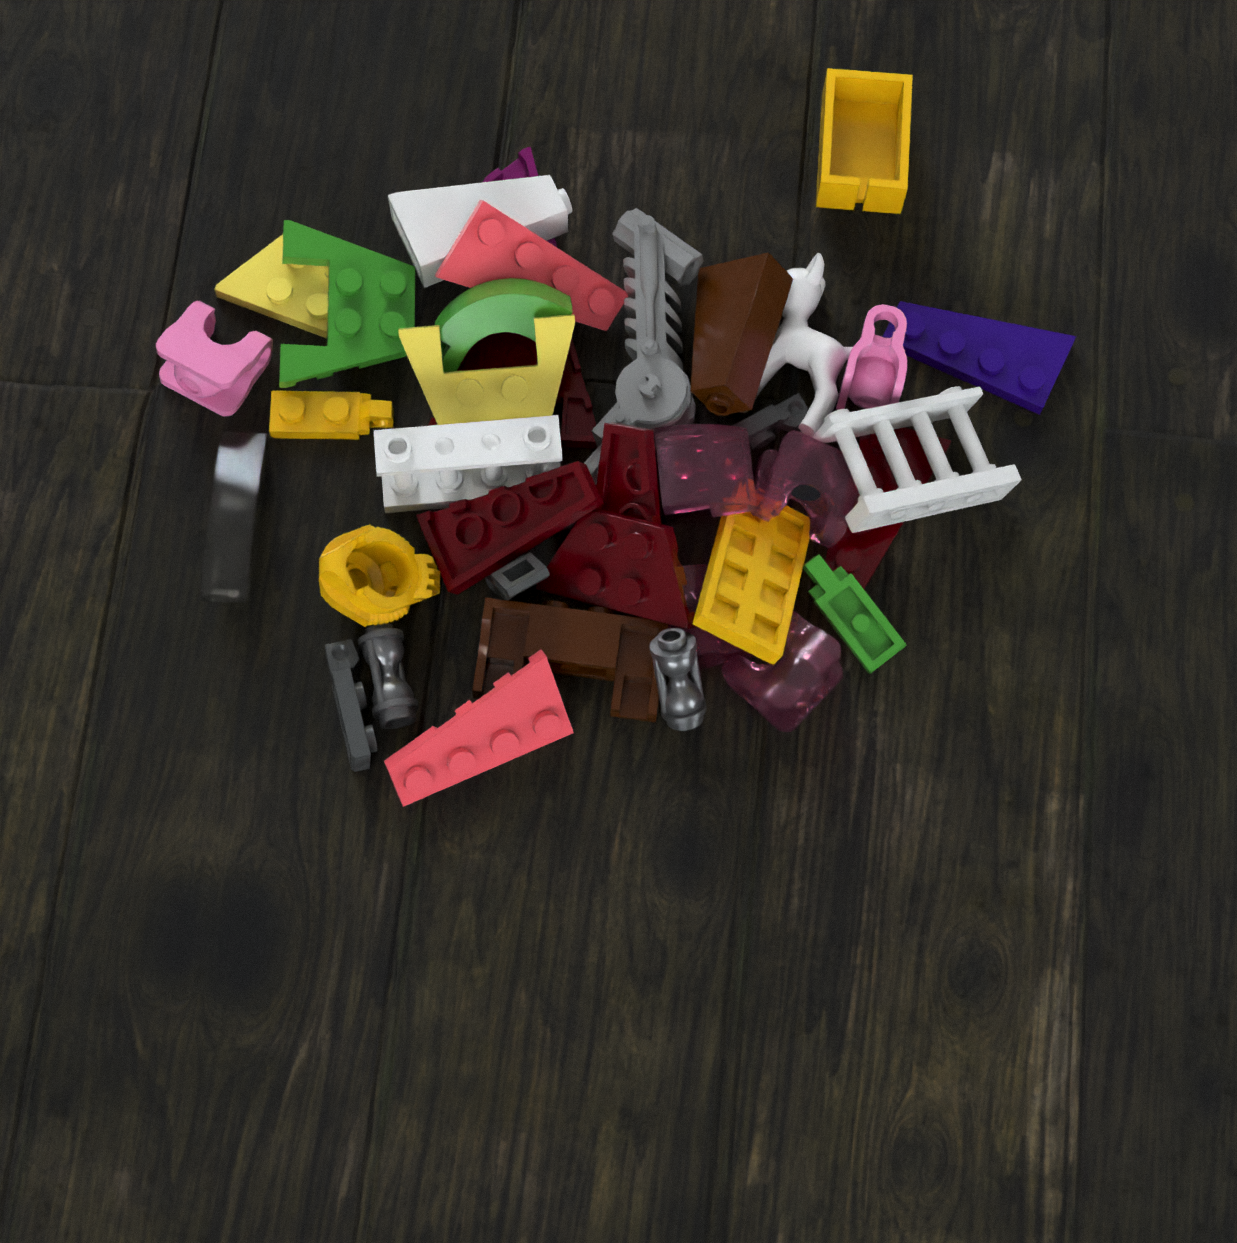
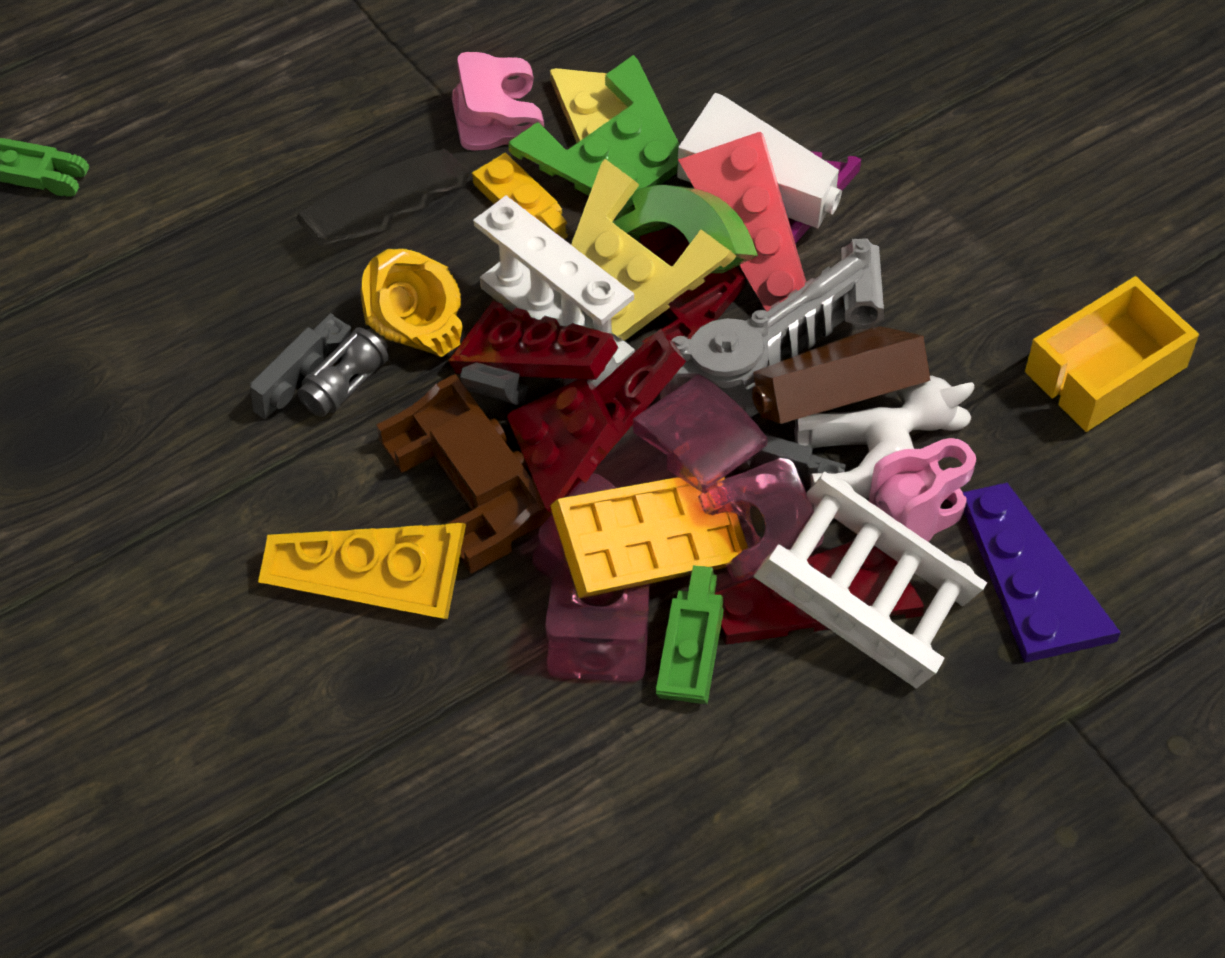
camera: 55 degrees right, 15 degrees down
(498, 727) = (361, 462): coral wing -> none
(600, 786) = (381, 567): none -> yellow wing
(681, 699) = (500, 568): flat silver piece -> none

